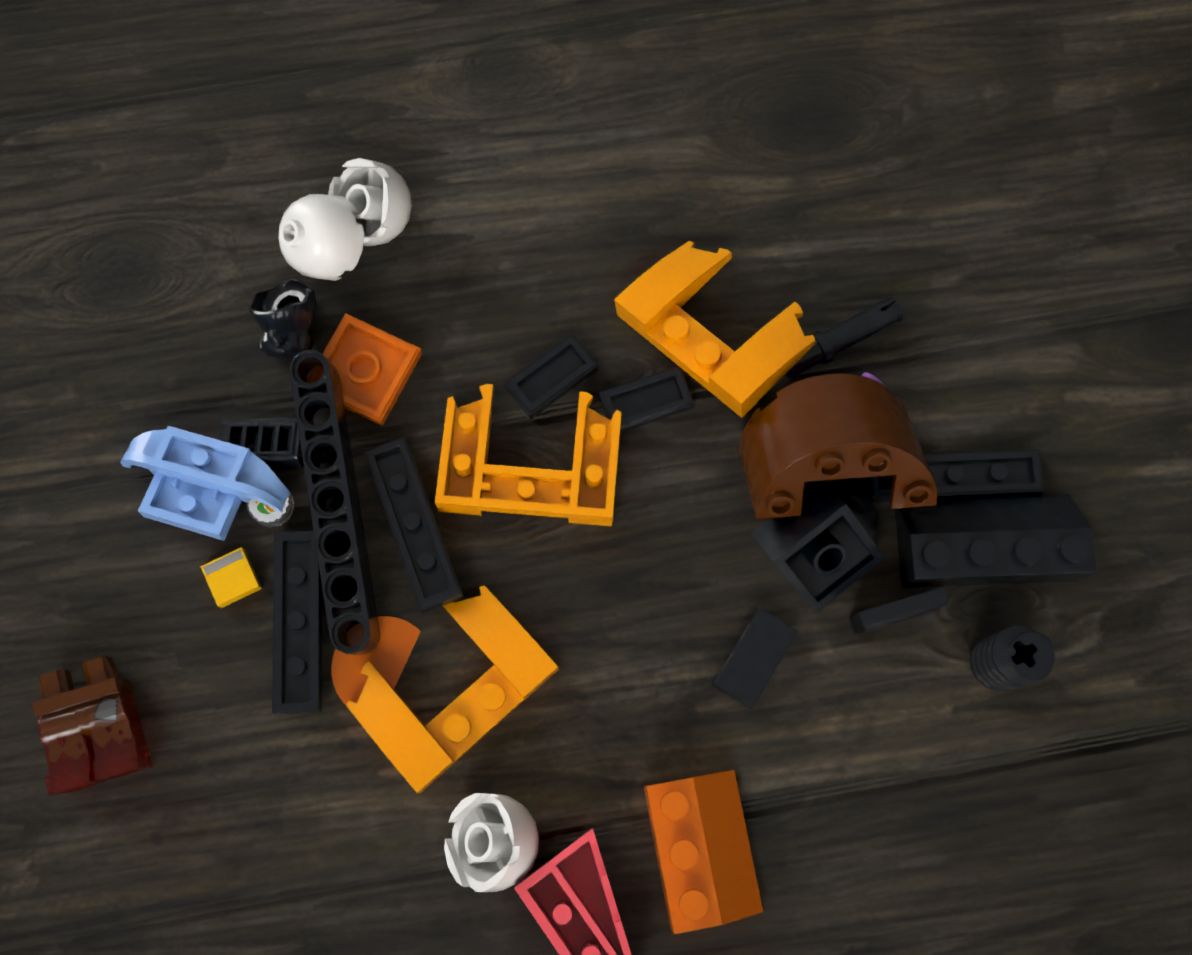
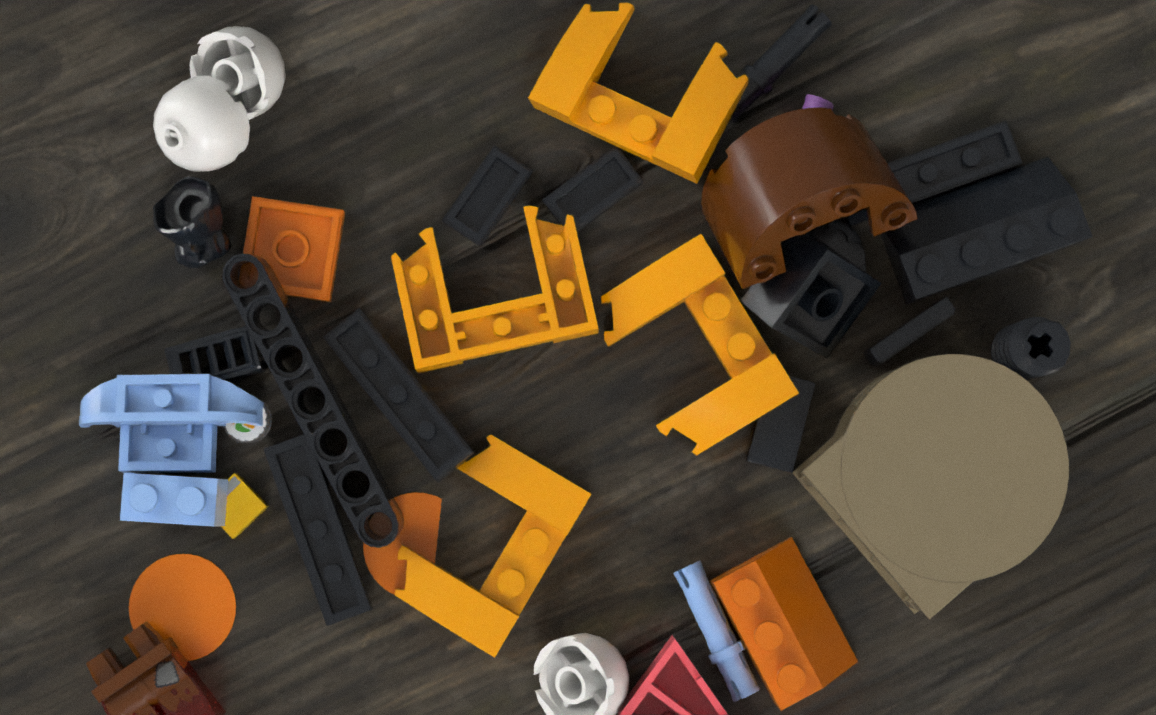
camera: 20 degrees left, 10 degrees up
(154, 651) = (185, 601): none -> orange sticker
(176, 551) = (174, 499): none -> light blue brick
(636, 838) = (720, 638): none -> light blue pin
(744, 605) = (697, 279): none -> light orange wedge
(897, 753) = (942, 475): none -> dark tan brick

